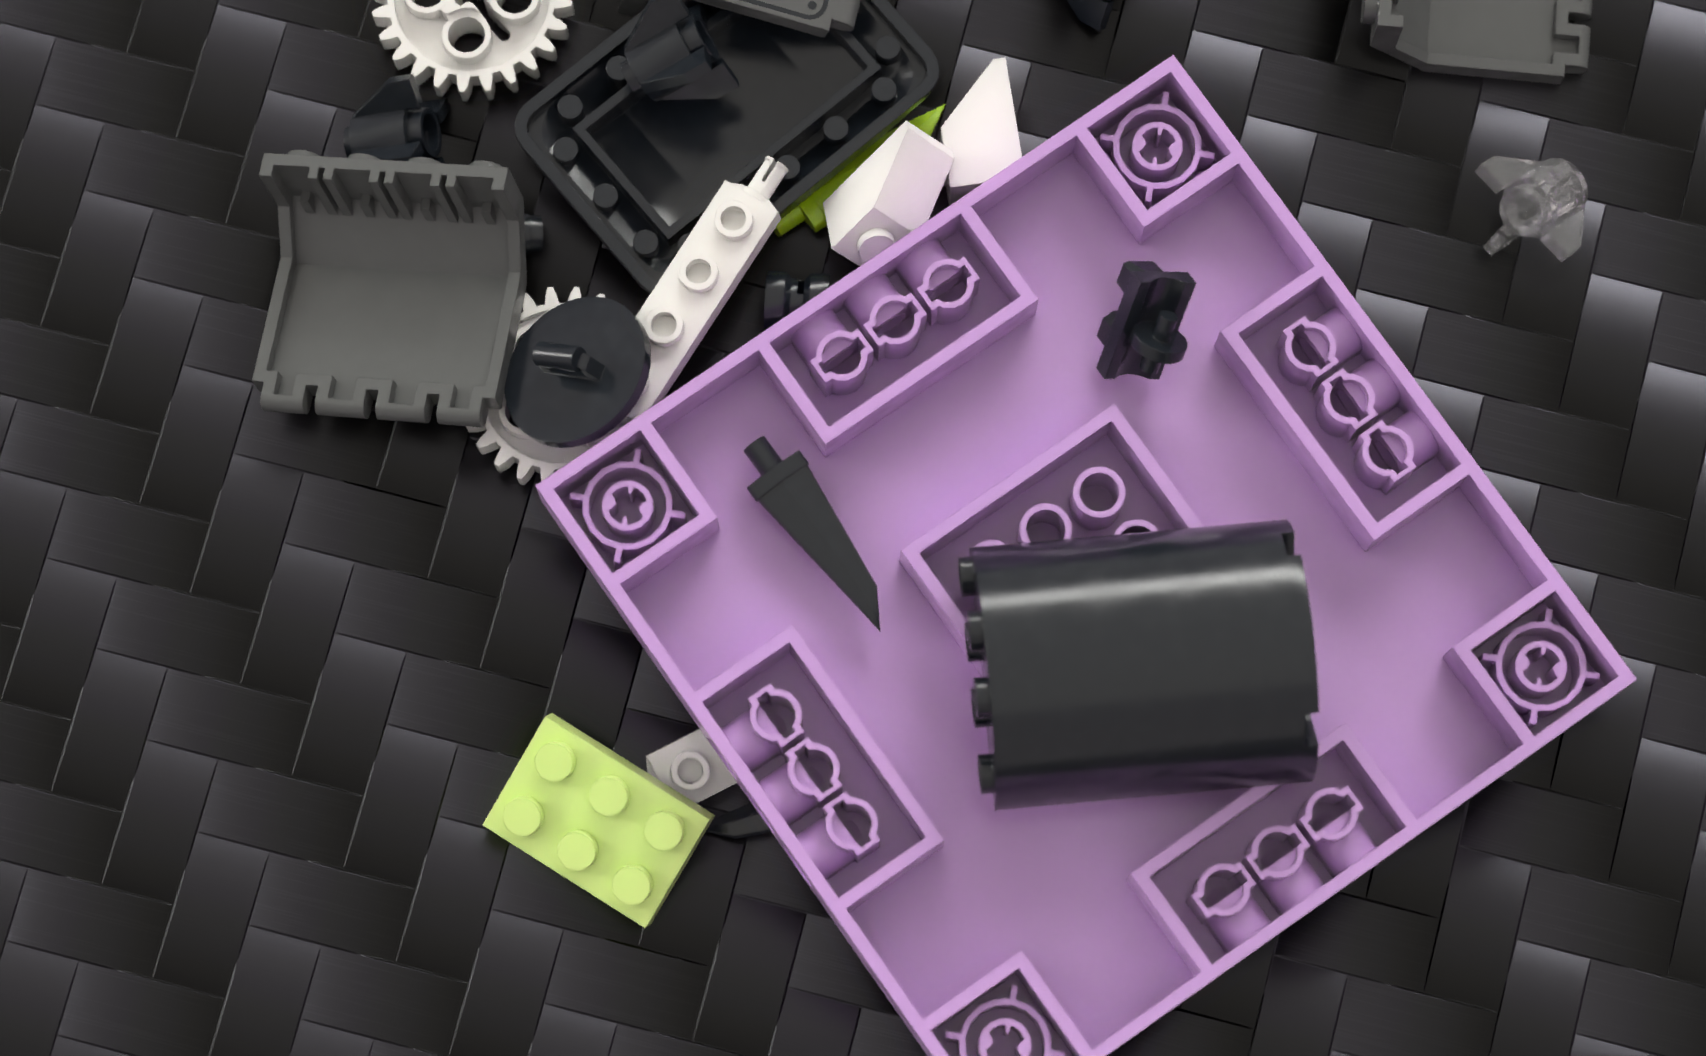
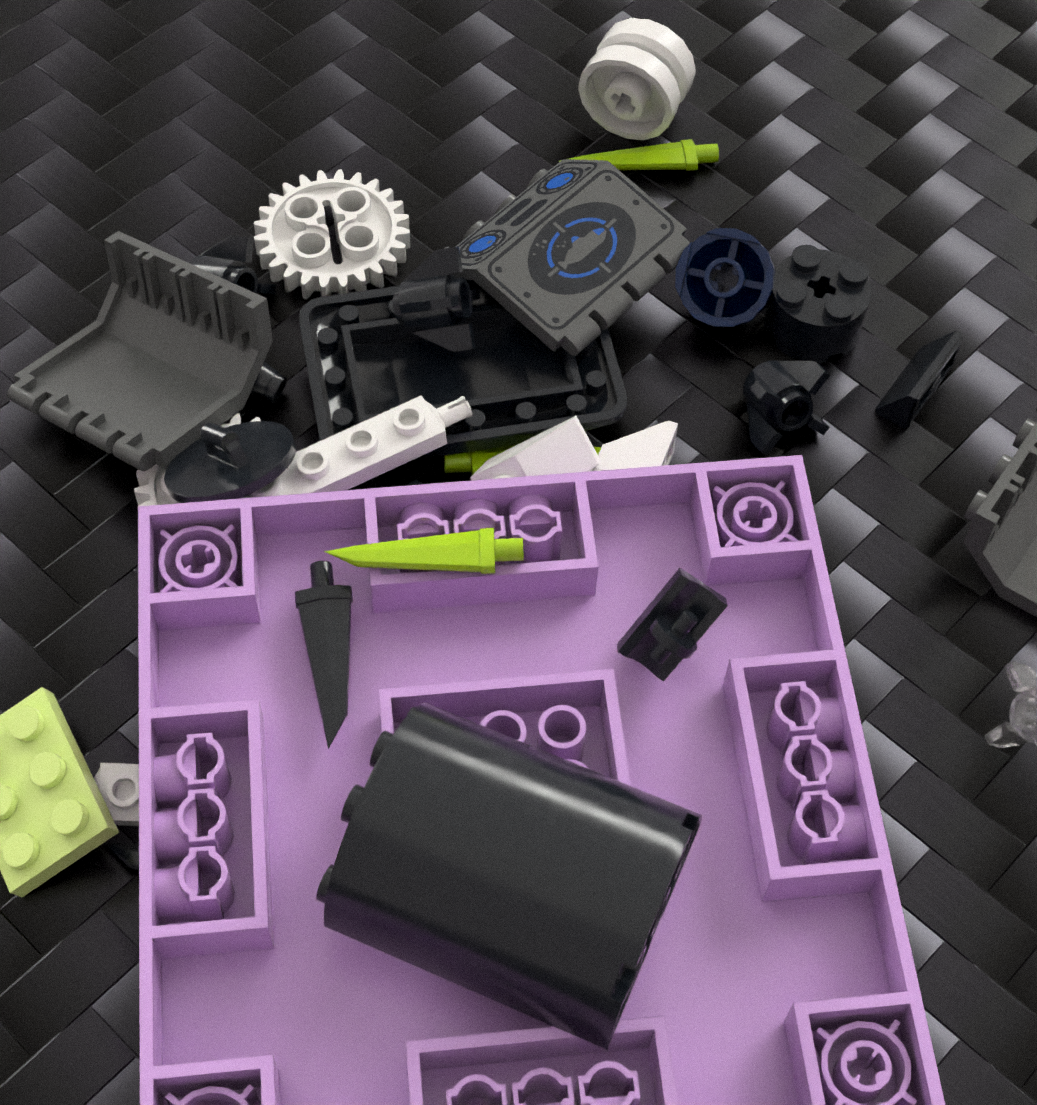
camera: 25 degrees right, 20 degrees down
(886, 366) = (448, 552): none -> lime bar

